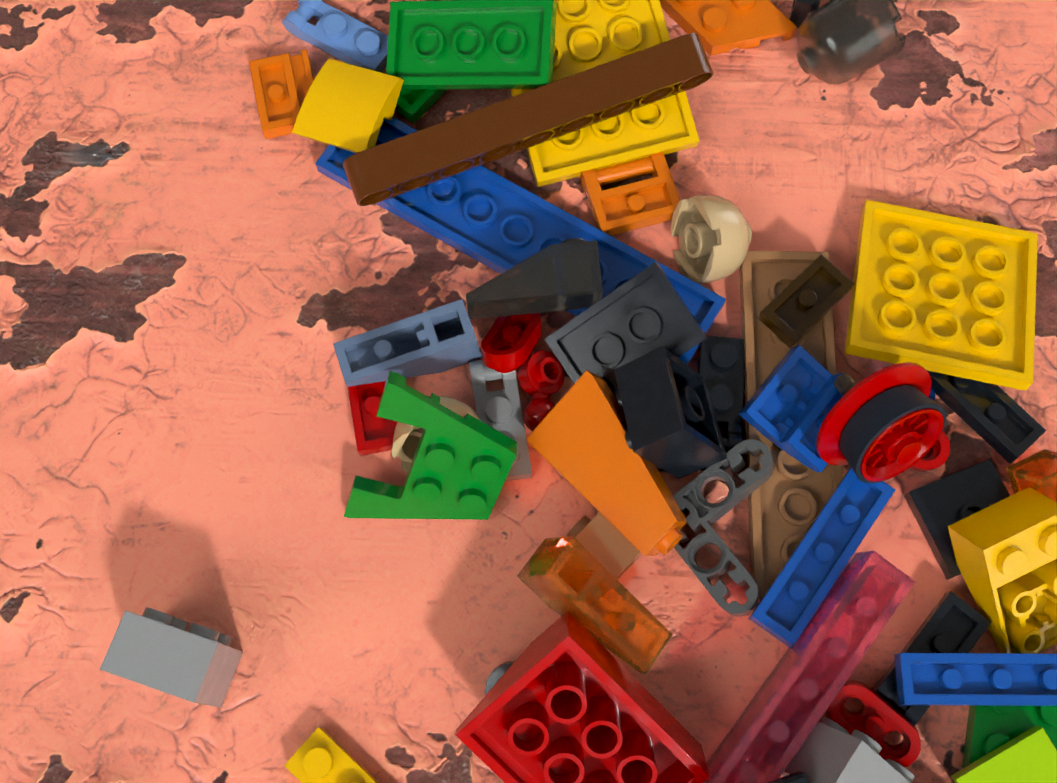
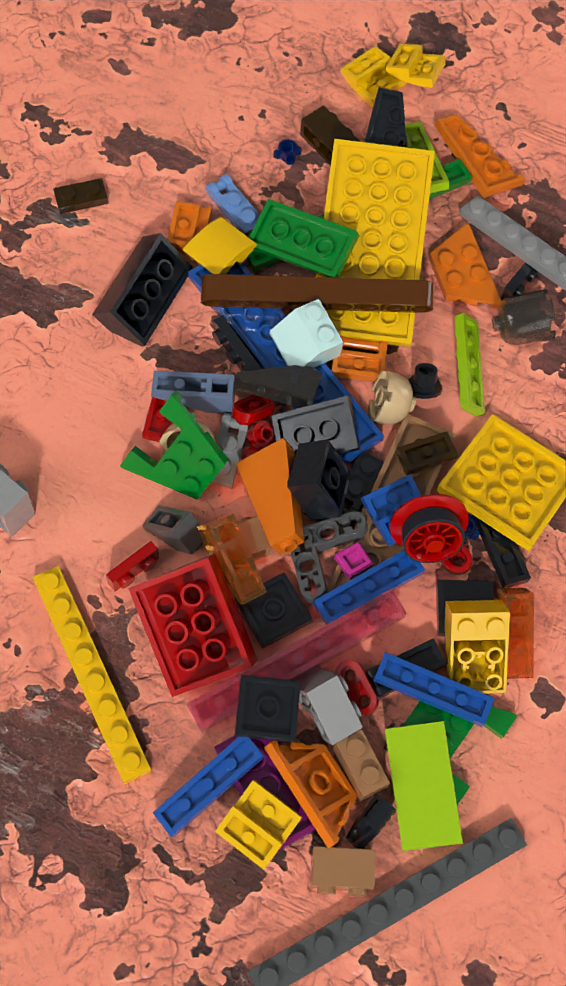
camera: 15 degrees right, 5 degrees down
(98, 110) = (80, 196): none -> dark brown plate
(258, 219) = (143, 289): none -> black slope
(430, 696) = (125, 572): none -> red plate
(442, 256) = (235, 349): none -> black plate
(476, 584) = (175, 528): none -> dark grey slope
(545, 192) = (307, 336): none -> light aqua slope
(698, 655) = (275, 612): none -> black plate
(747, 188) = (425, 381): none -> black piece
(776, 519) = (353, 560): none -> dark pink tile
(789, 127) = (469, 365): none -> lime plate

